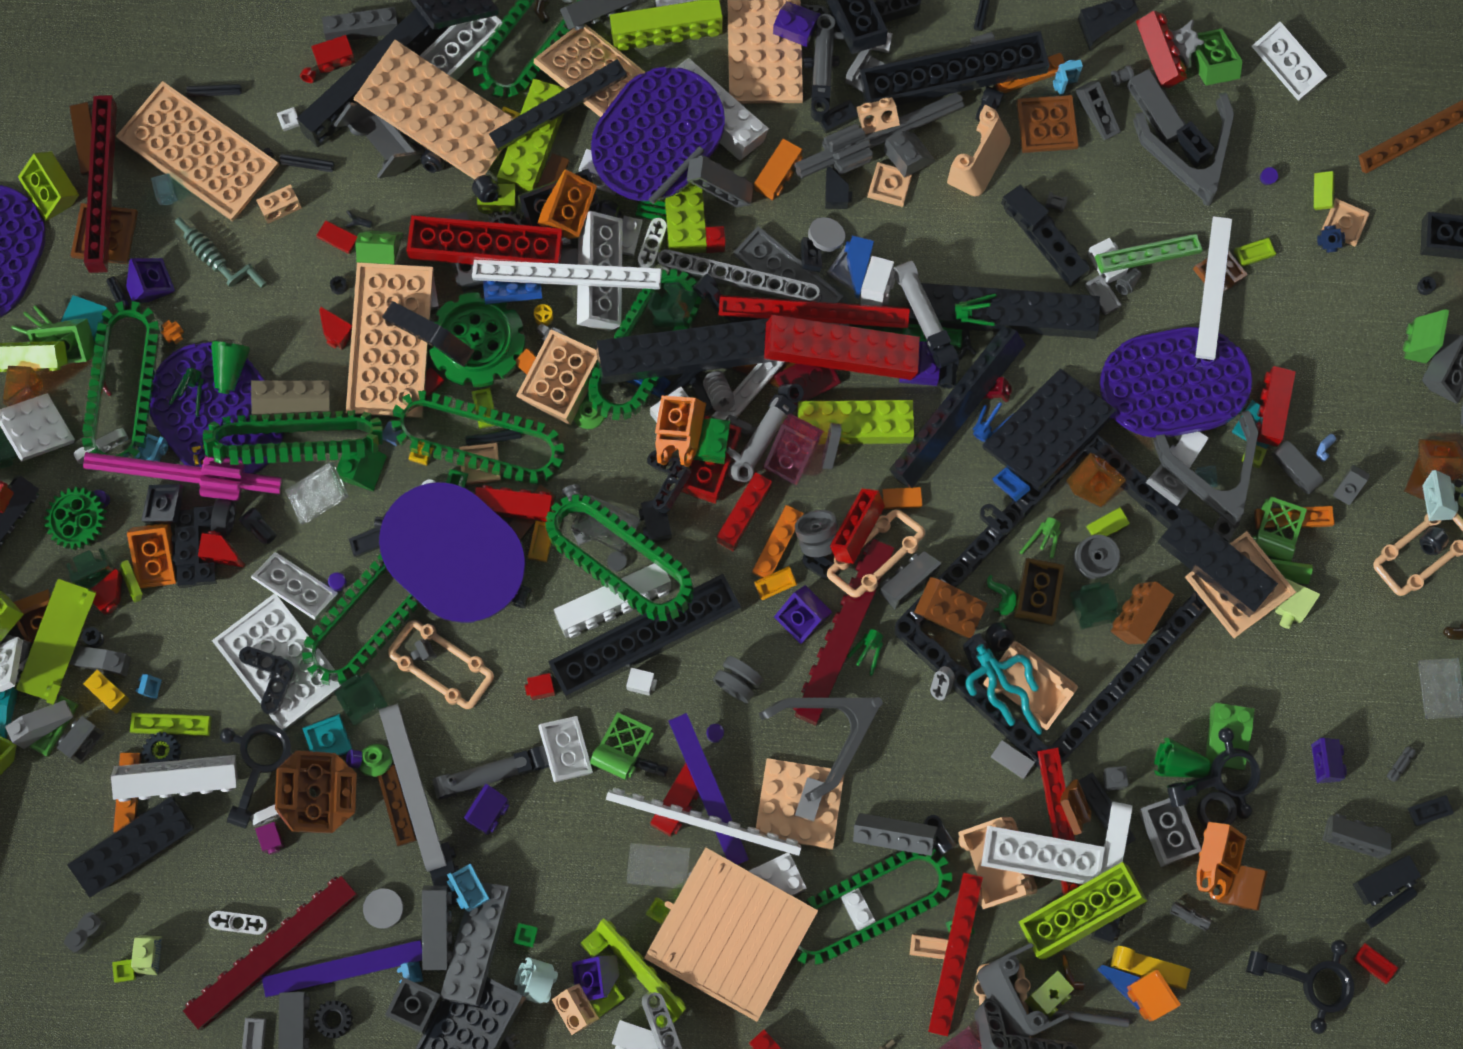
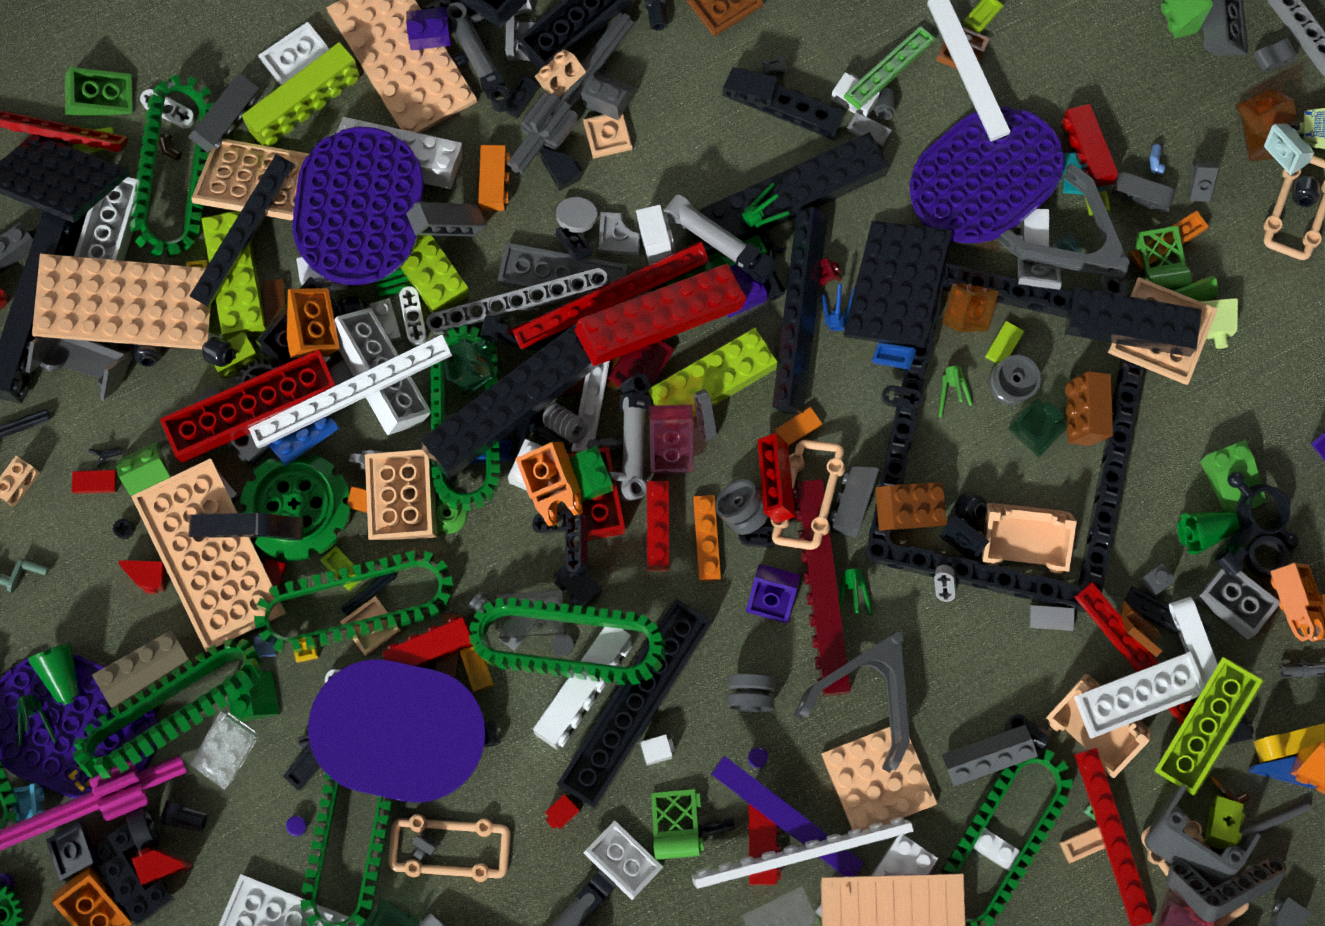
camera: 30 degrees left, 0 degrees up
(295, 586) = (256, 855): white slope -> none
(457, 478) = (356, 654): green slope -> none
(541, 311) = (346, 440): yellow wheel -> none
(675, 176) = (401, 236): dark grey bar -> none
(715, 239) = (473, 277): red brick -> none
(775, 583) = (728, 578): light orange tile -> none
(808, 809) = (888, 781): light grey tile -> none
(858, 258) = (622, 223): blue slope -> none
(975, 172) = (681, 80): light nougat windscreen -> none
(994, 670) = (988, 542): teal plant -> none
(1008, 595) = (954, 464): green piece -> none
(1039, 591) = (981, 443): dark brown brick -> none

